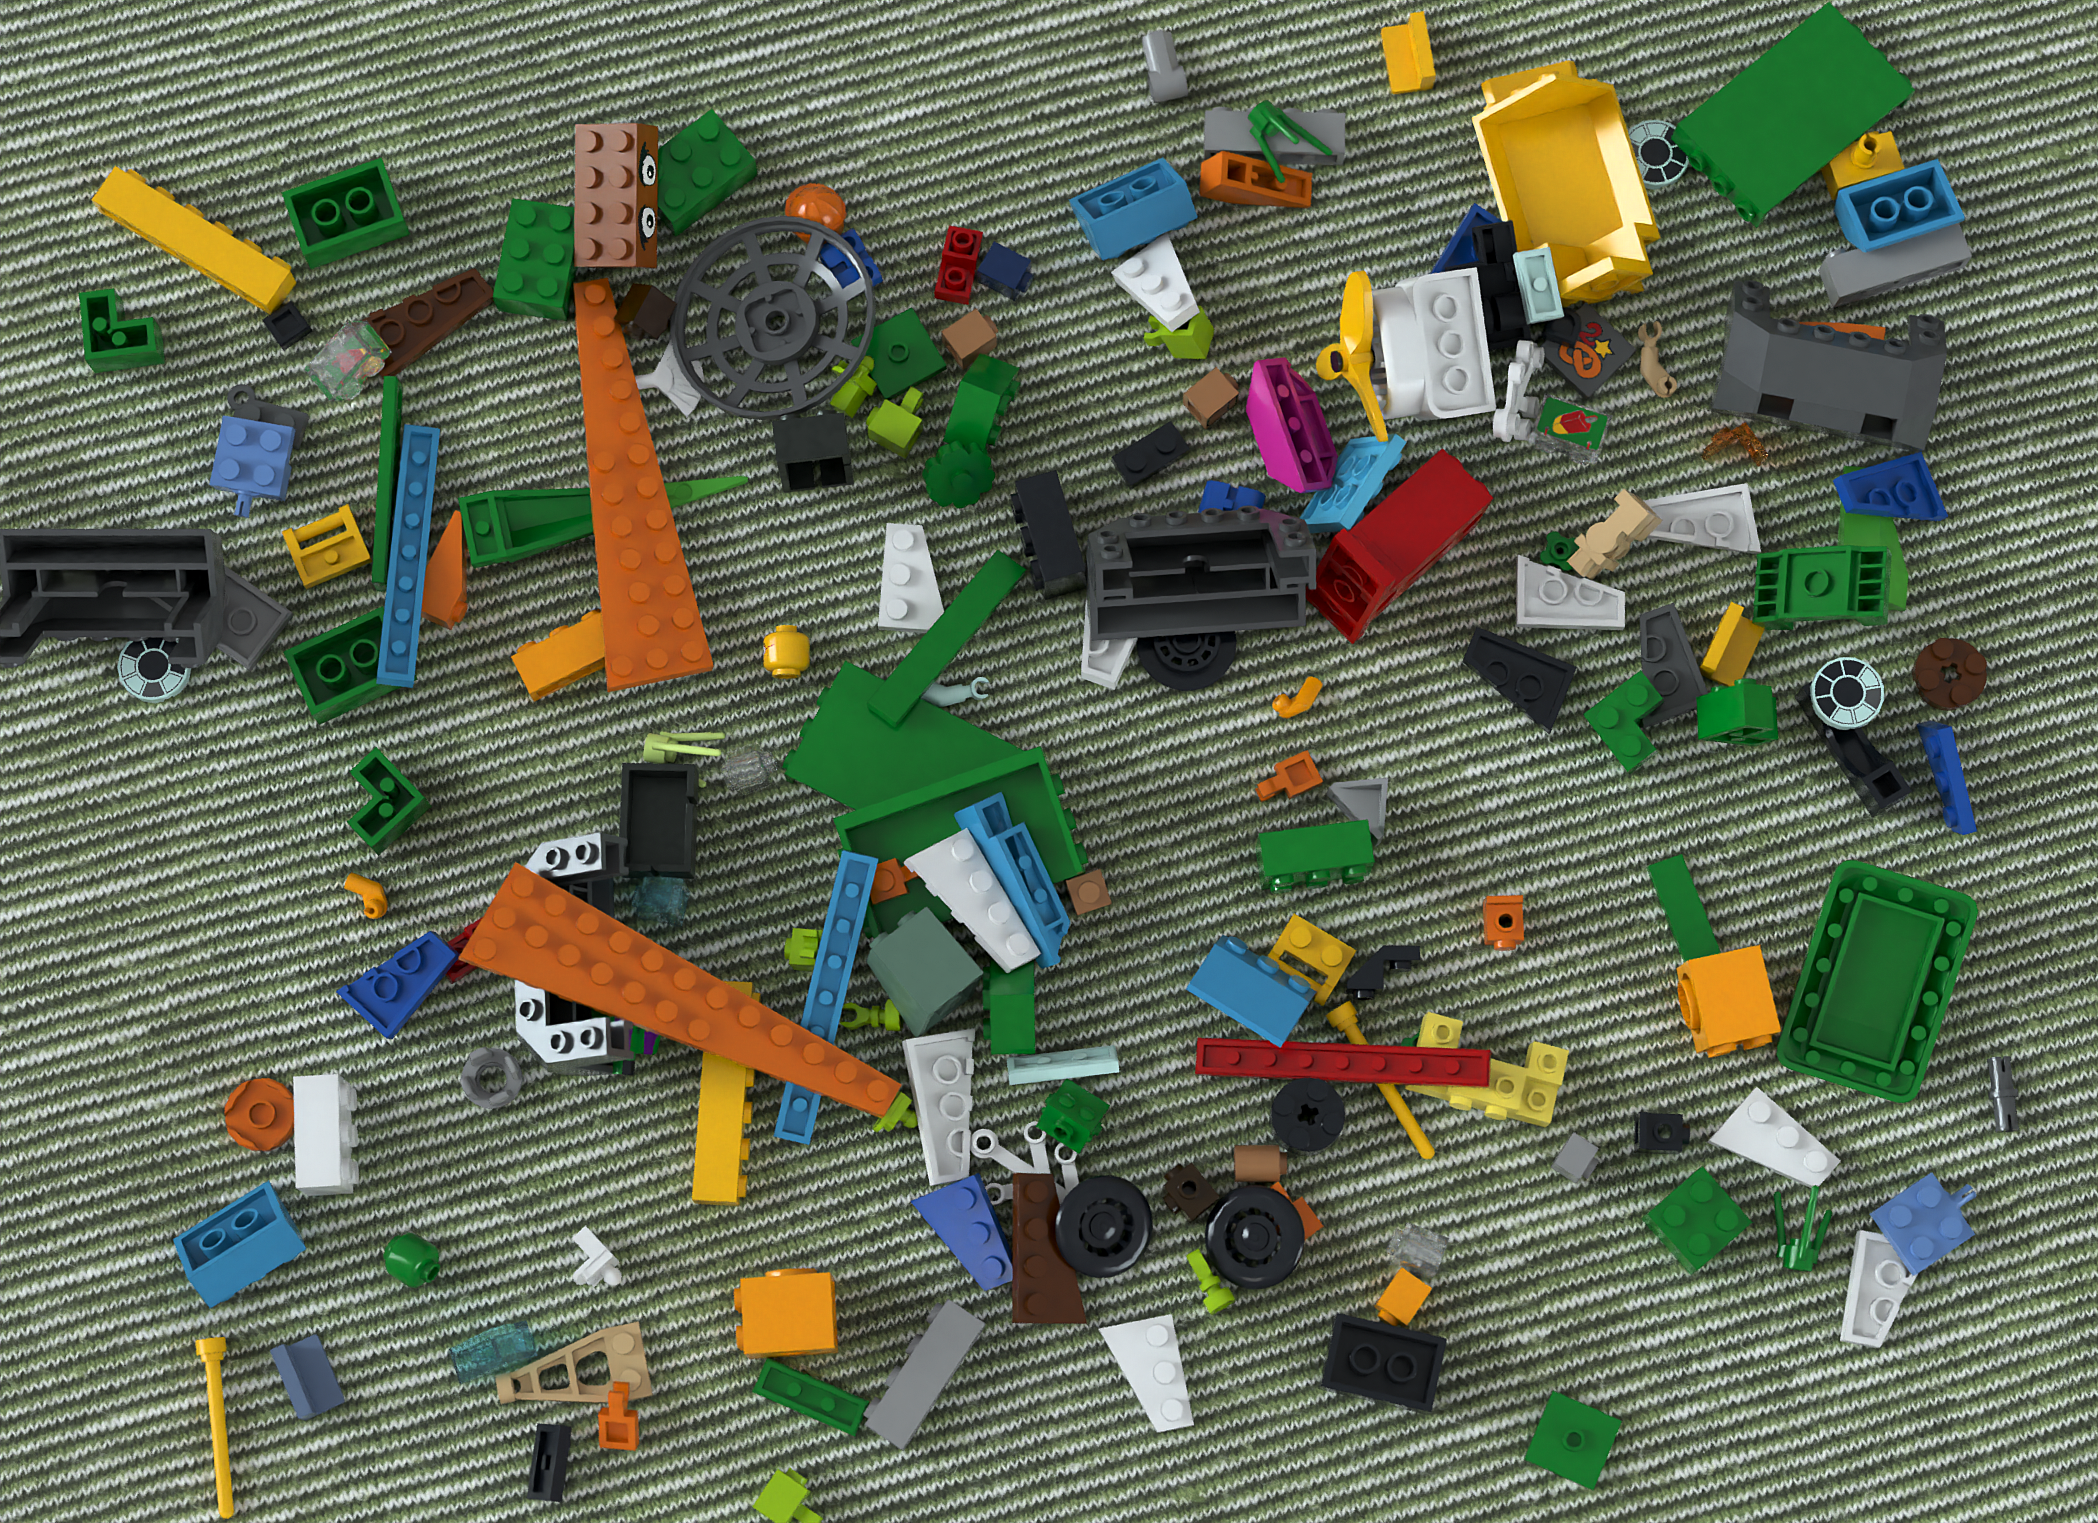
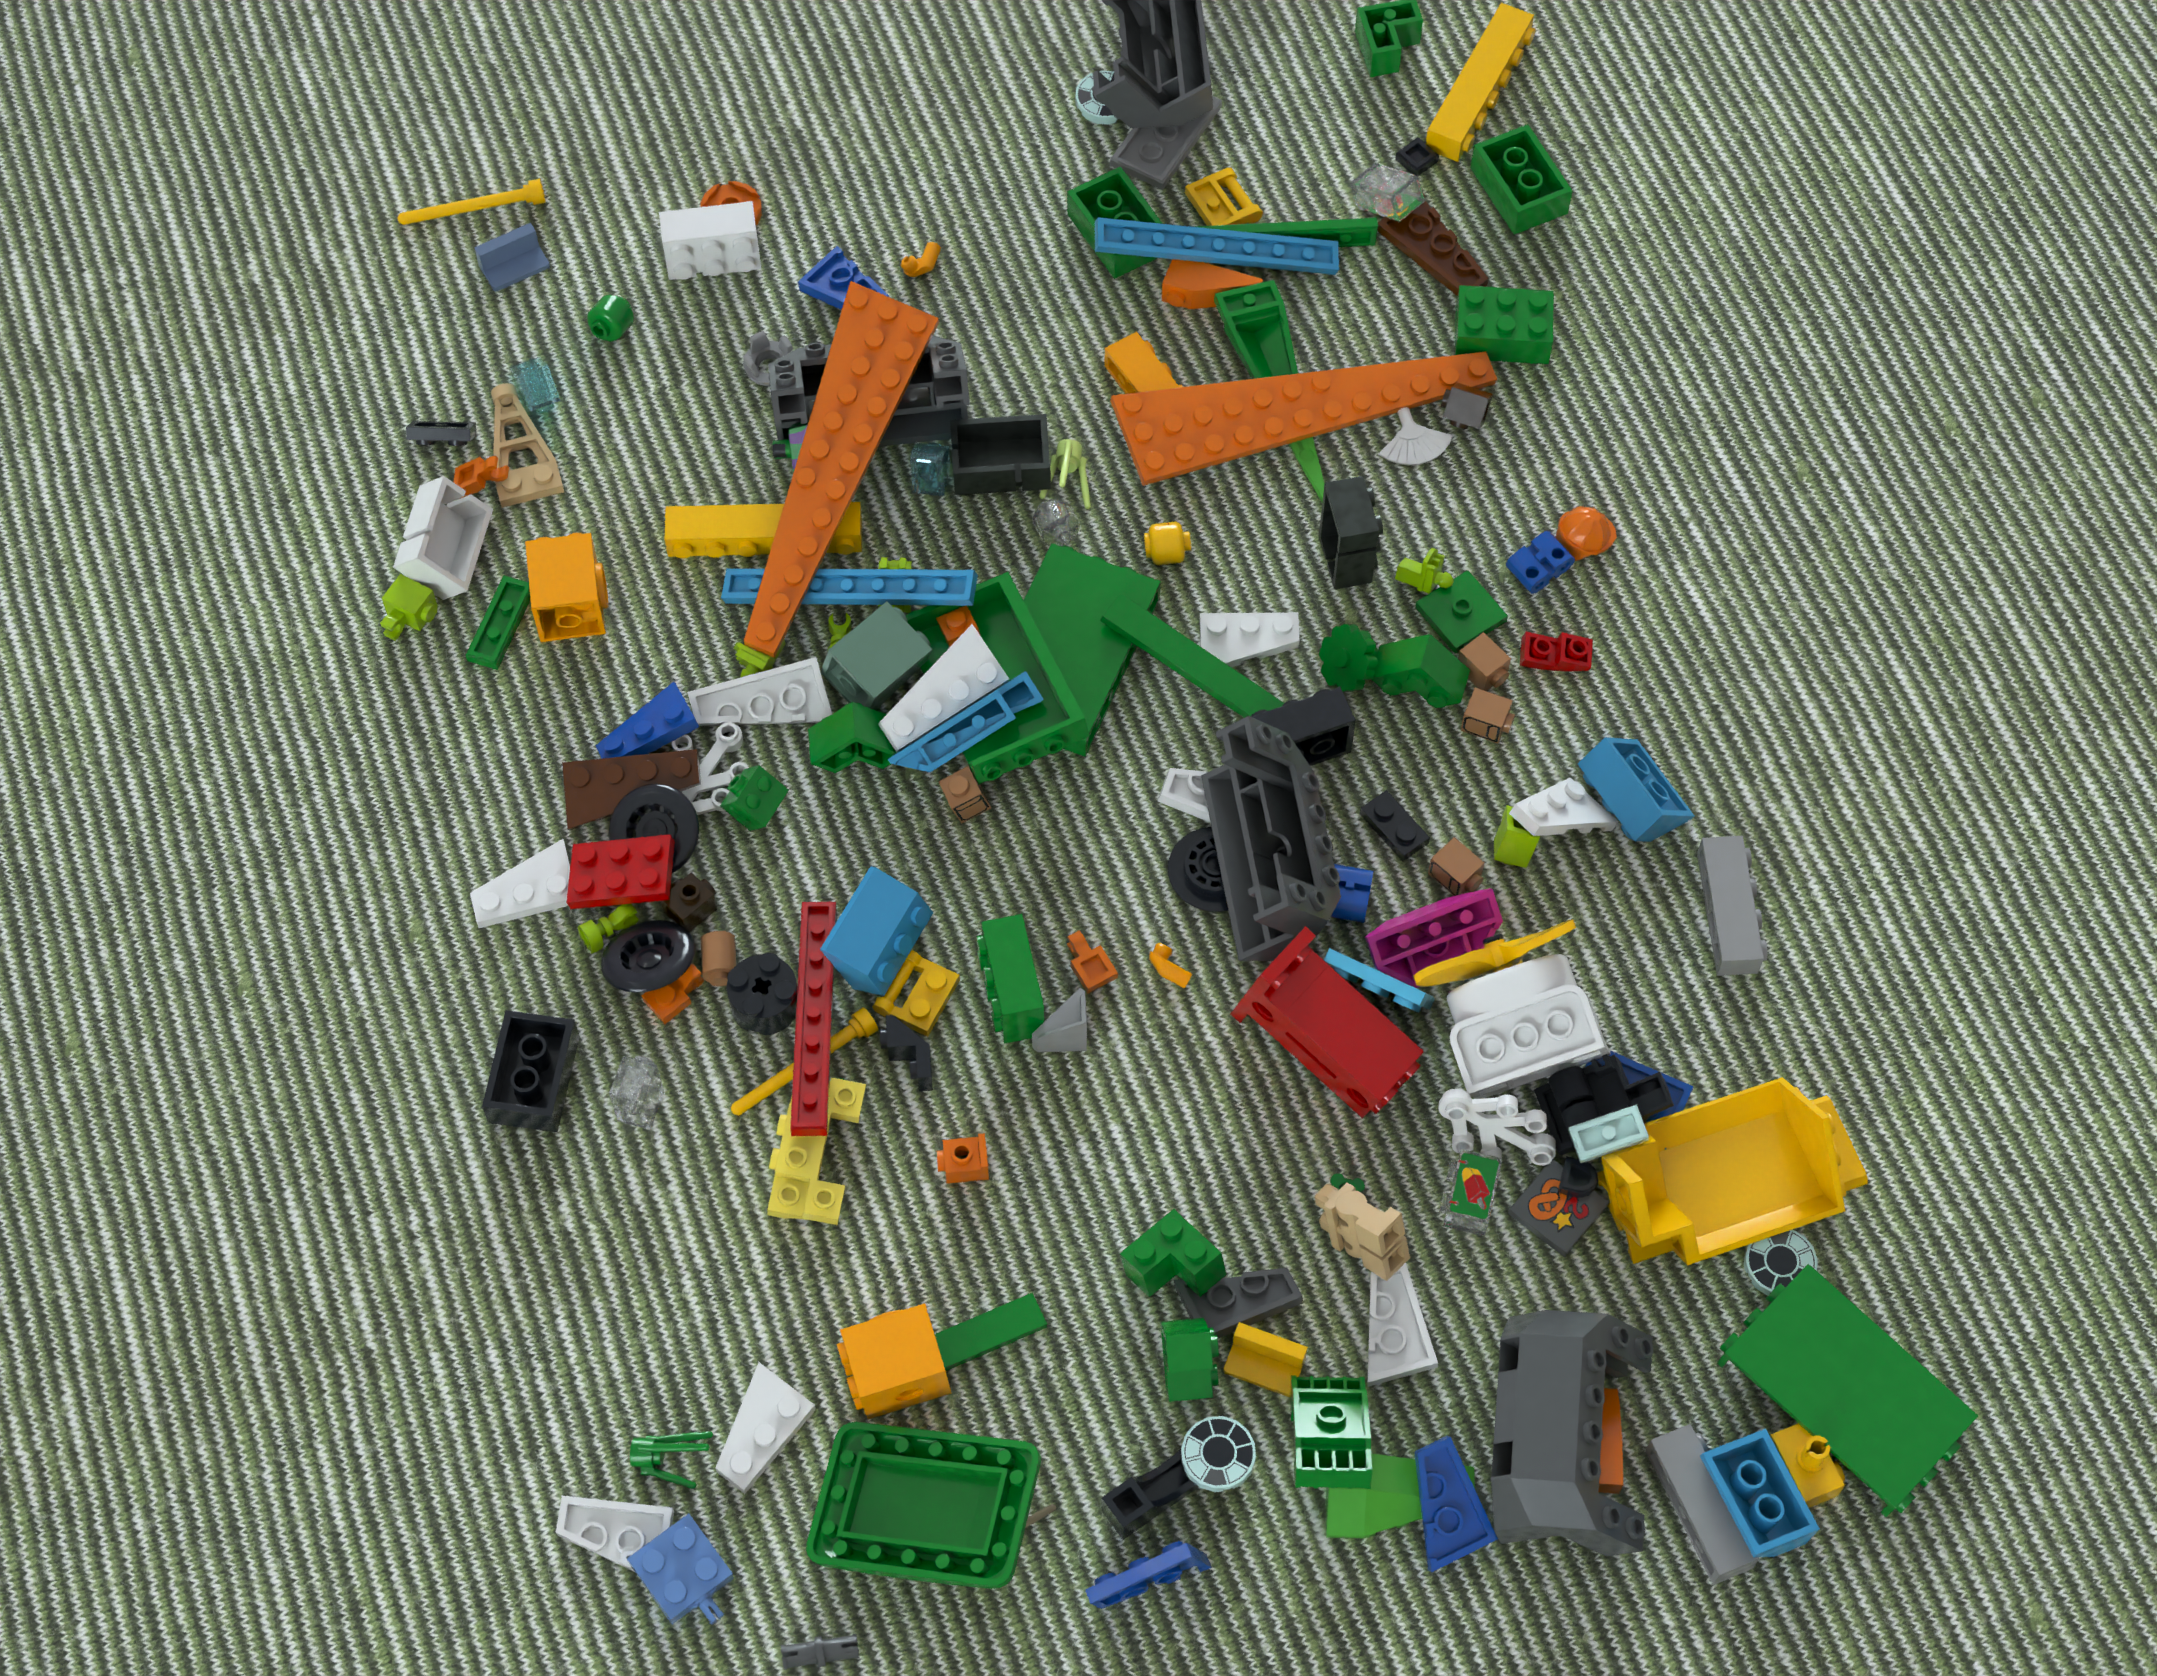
camera: 85 degrees right, 15 degrees down
(239, 1244) = (617, 199): dark azure slope -> none
(252, 461) = (1289, 140): medium blue plate -> none
(267, 412) = (1330, 151): dark grey hinge -> none
(393, 806) = (1000, 263): green brick -> none
(599, 1265) = (615, 452): white piece -> none
(616, 196) = (1566, 362): brick -> none
(700, 171) = (1606, 432): green brick -> none
(711, 1455) = (443, 538): none -> white piece
(764, 304) = (1490, 499): dark grey dish -> none
(896, 425) = (1391, 611): lime brick -> none
(924, 1375) = (519, 702): light grey brick -> none
(945, 696) = (1139, 670): light aqua arm -> none
(1005, 271) = (1554, 686): dark blue brick -> none
(1033, 343) = (1487, 715): none -> medium nougat brick
(1062, 1065) = (802, 790): light aqua tile -> none
(1154, 1262) = (620, 872): none -> red plate
(1165, 75) = (1774, 808): light grey piece -> none
(1252, 182) = (1681, 893): orange slope -> none
(1271, 120) = (1736, 885): green plant -> none
(1401, 1299) = (590, 1089): light orange brick -> none
(1408, 55) = (1841, 1025): yellow panel -> none
(1521, 675) = (1213, 1165): black wing -> none
(1563, 601) = (1290, 1188): white wing -> none
(1572, 1440) = (464, 1253): green plate -> none
(1576, 1158) = (735, 1236): light grey plate -> none
(1647, 1137) = (763, 1299): black brick -> none
(1650, 368) = (1548, 1270): tan arm -> none
(1696, 1220) = (677, 1350): green brick -> none
(1744, 435) = (1485, 1344): clear orange bracket -> none
(1969, 666) = (1272, 1601): reddish brown plate -> none

